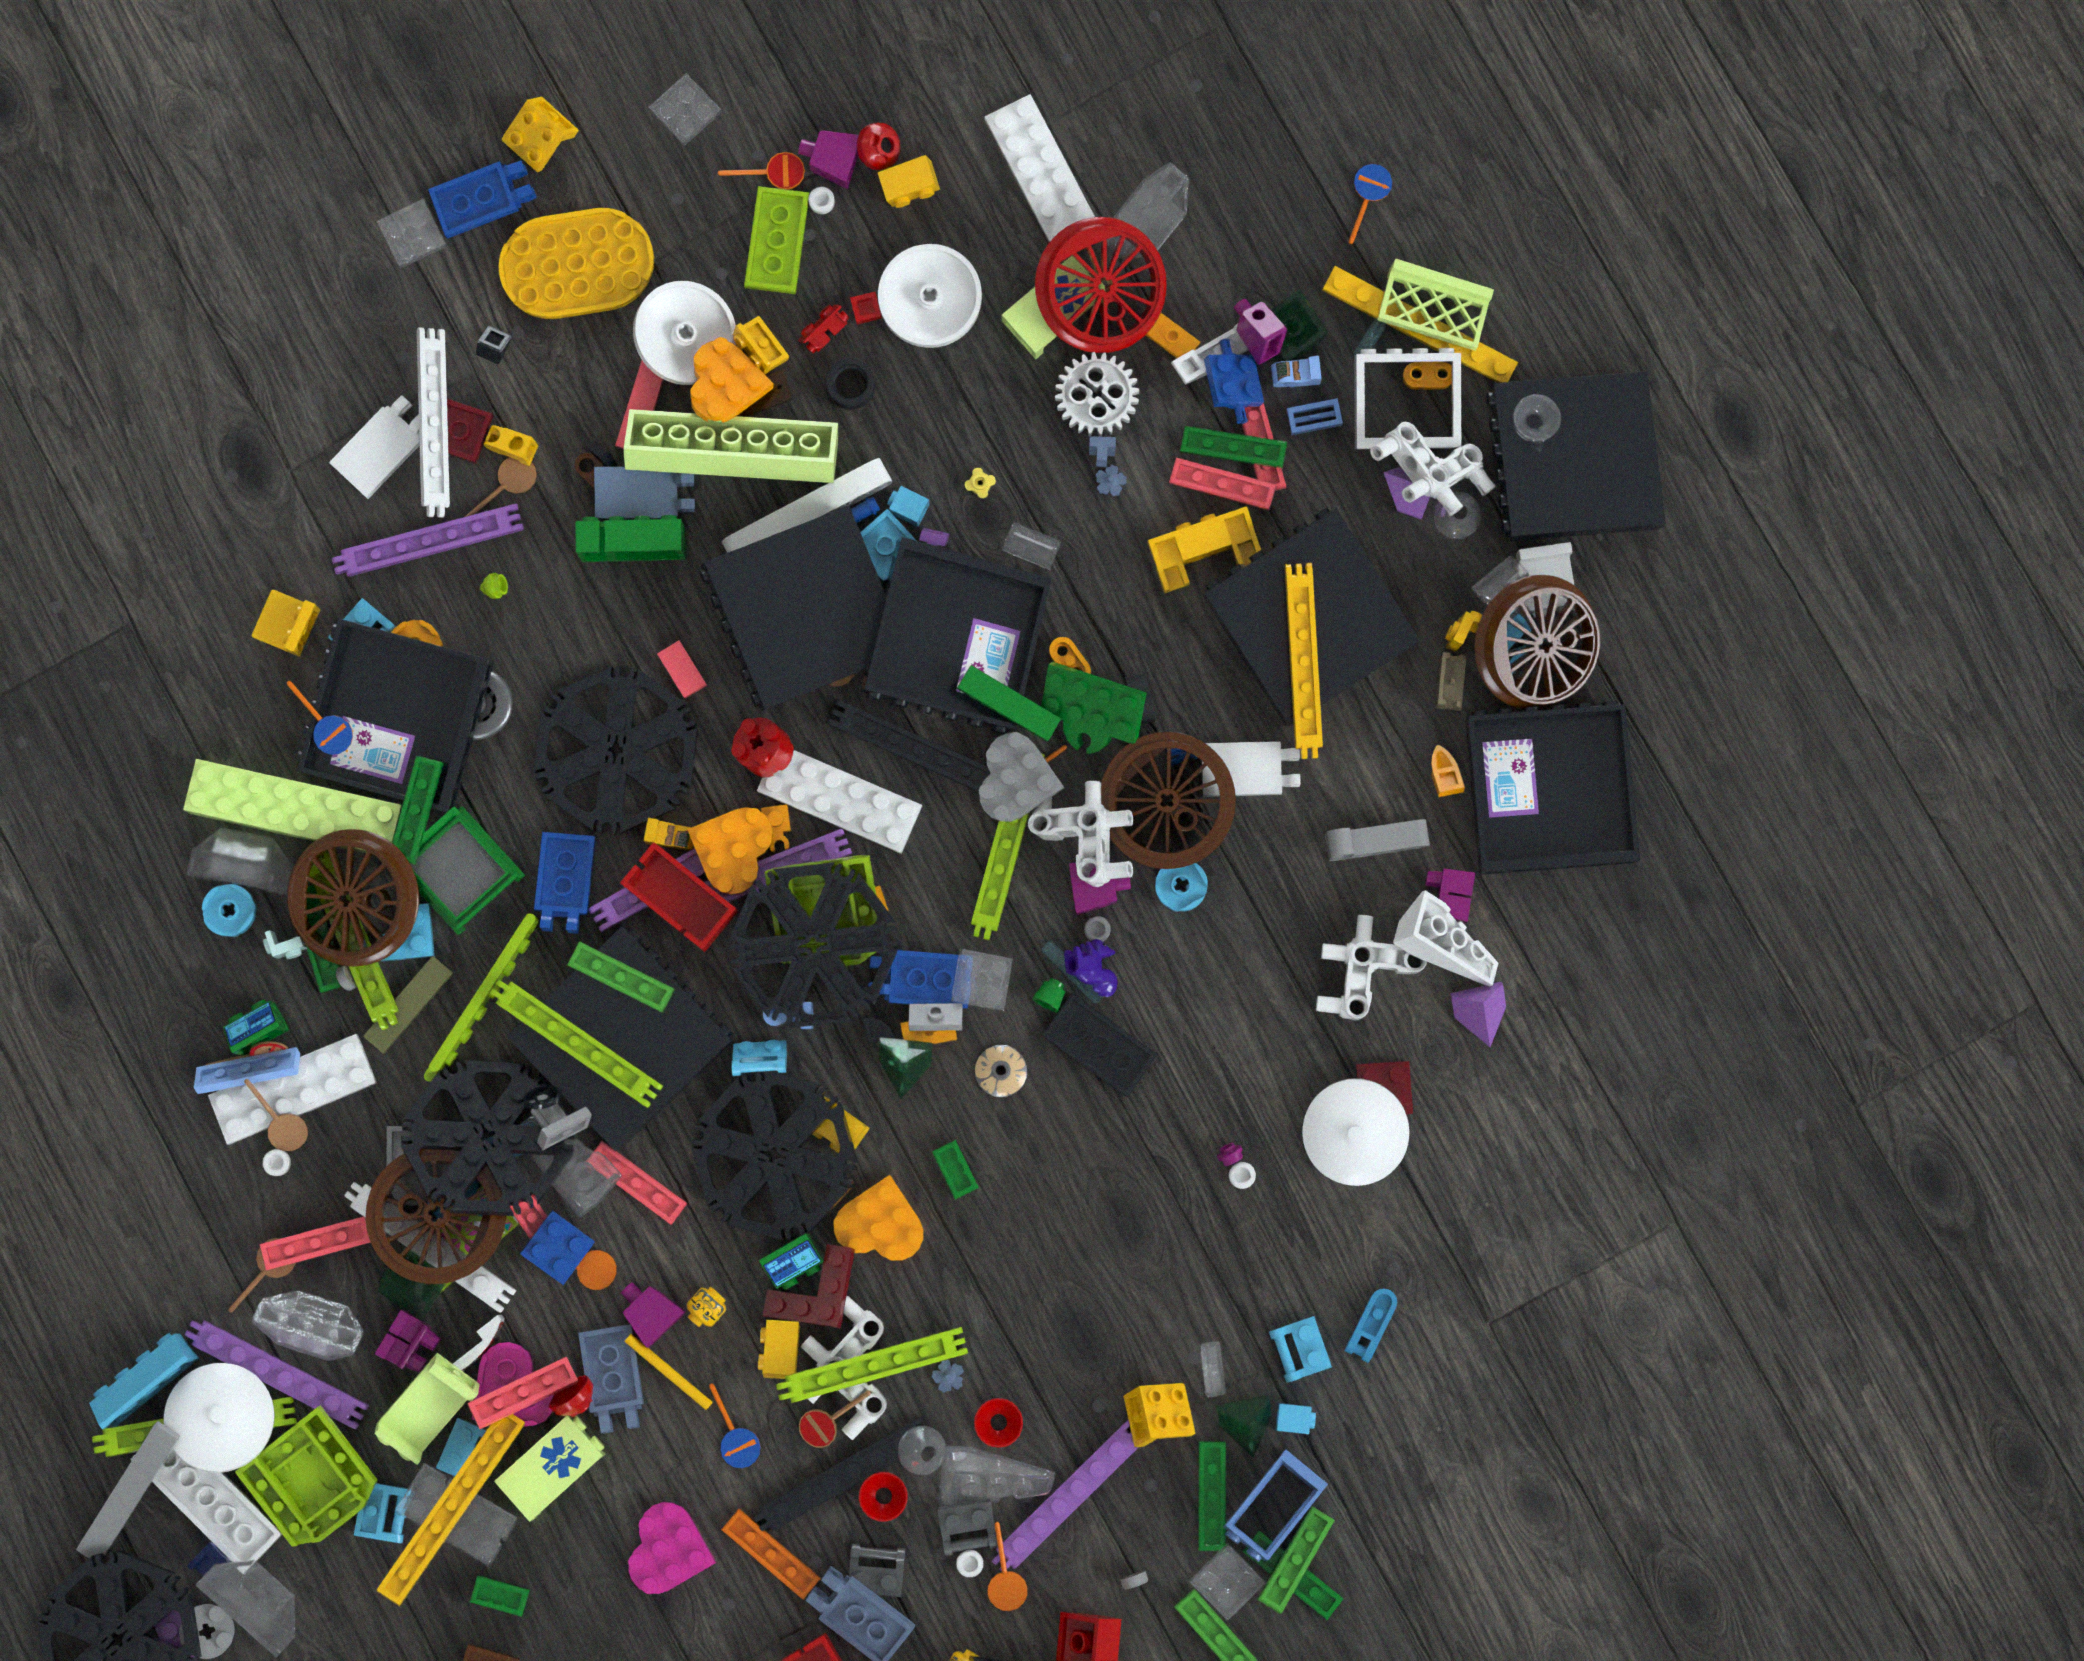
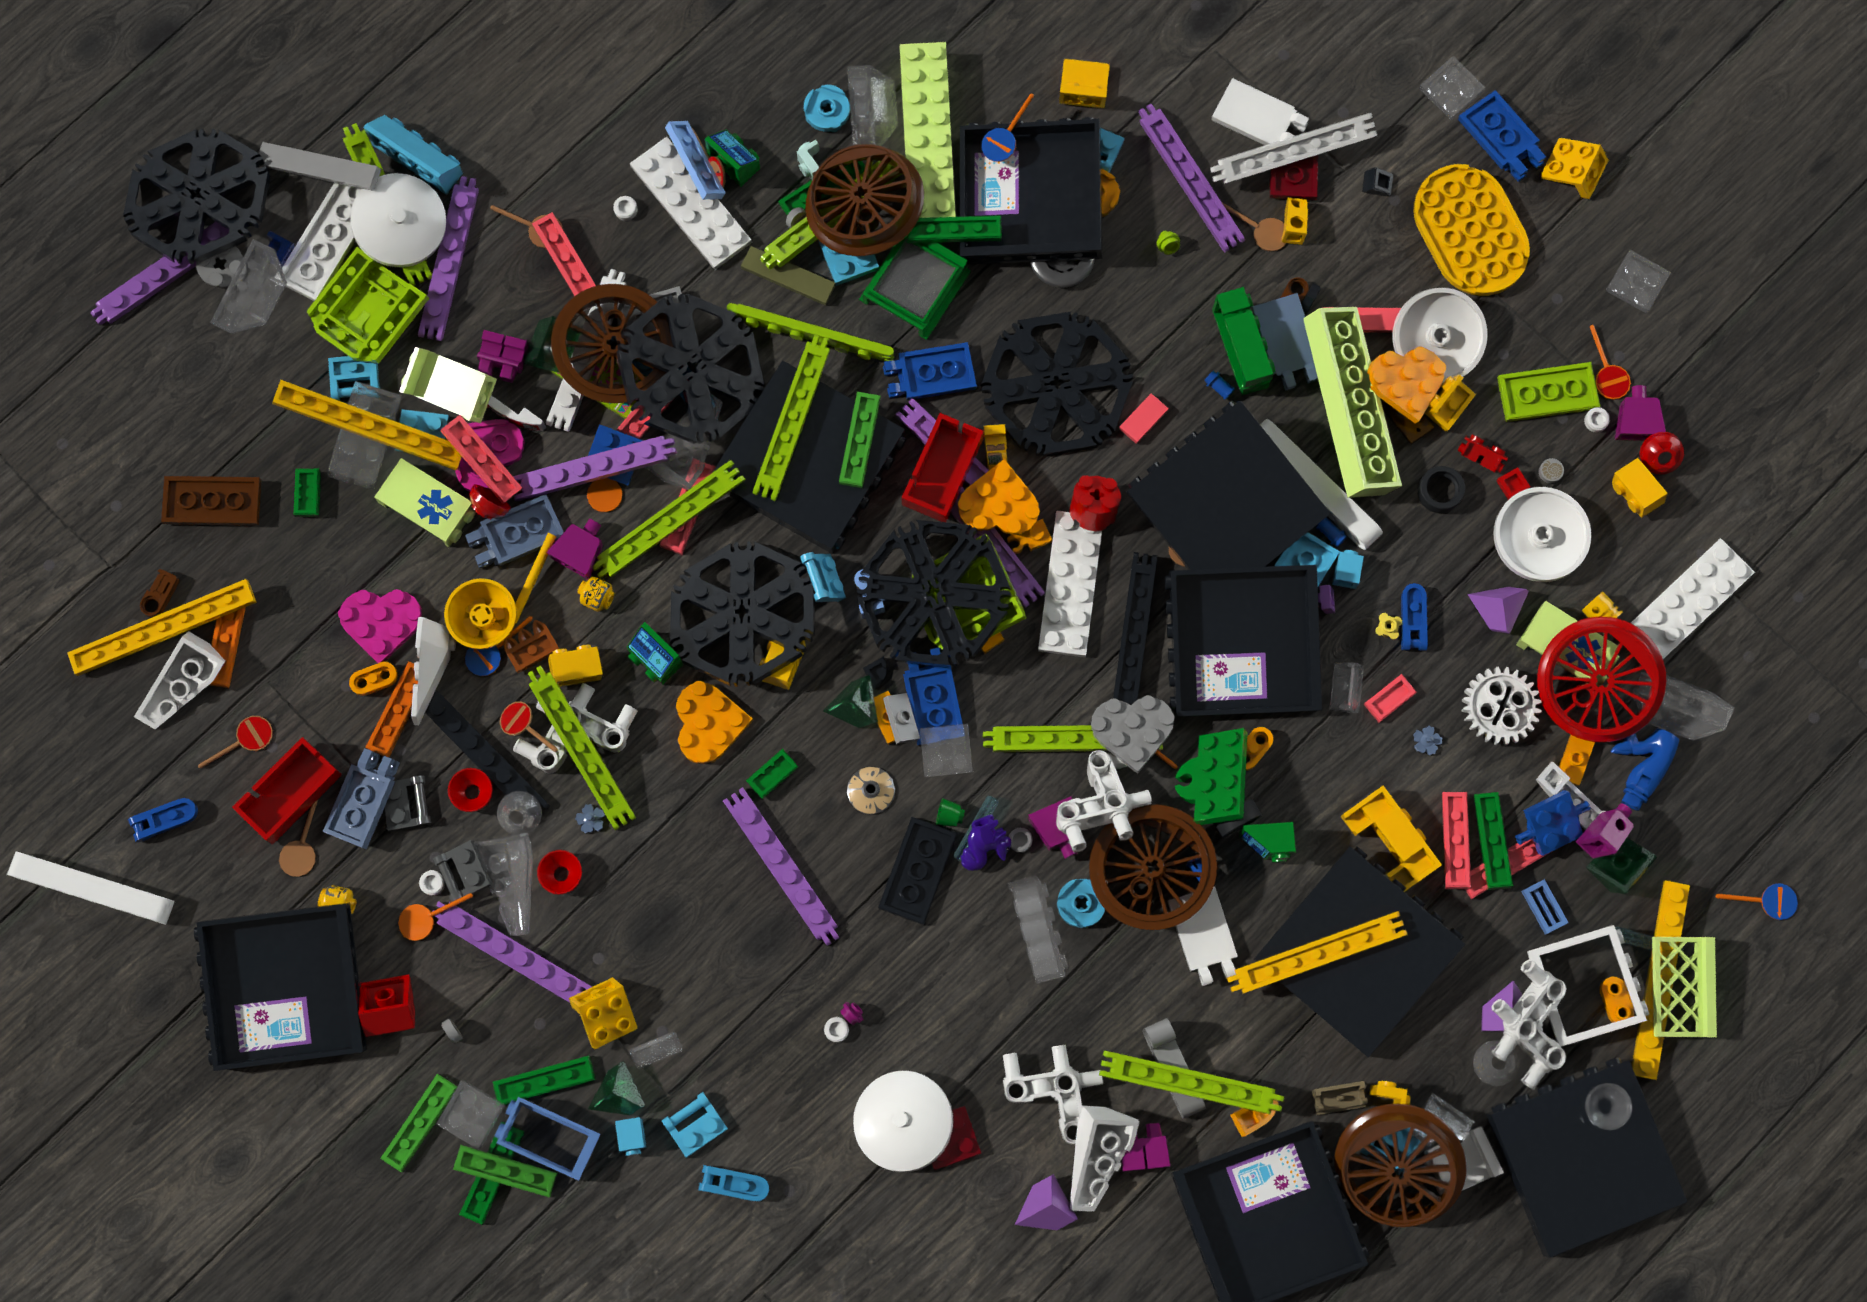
camera: 75 degrees right, 5 degrees down
(285, 1131) = (653, 206): medium nougat piece -> none
(309, 1325) = (495, 270): clear wedge -> none
(552, 1119) = (722, 416): light grey piece -> none
(567, 1271) = (594, 467): none -> medium lavender hinge
(649, 1207) = (668, 520): none -> lime hinge
(668, 579) = (1219, 384): none -> blue pin
(678, 1443) = (469, 608): none -> yellow piece
(725, 1500) = (434, 650): none -> white wedge
(730, 1572) = (374, 679): none -> light orange plate
(745, 1392) = (531, 648): none -> dark orange plate
(829, 1304) = (625, 696): dark red plate -> none
(862, 264) = (1551, 470): none -> light grey tile
(978, 454) = (1414, 617): none -> blue plate
(992, 363) = (1499, 607): none -> medium lavender slope
(1008, 703) = (1197, 702): green tile -> none
(1025, 260) = (1601, 607): none -> yellow piece
(1055, 504) = (1390, 698): none -> coral tile
(1055, 1186) = (782, 867): none -> medium lavender hinge
(1102, 448) = (1453, 724): sand blue tile -> none
(1174, 670) = (1271, 840): none -> green slope
(1196, 937) = (1037, 928): none -> clear wedge
(1208, 268) = (1649, 773): none -> blue piece
(1296, 373) = (1579, 879): light blue leg -> none
(1398, 827) = (1190, 1083): none -> lime hinge

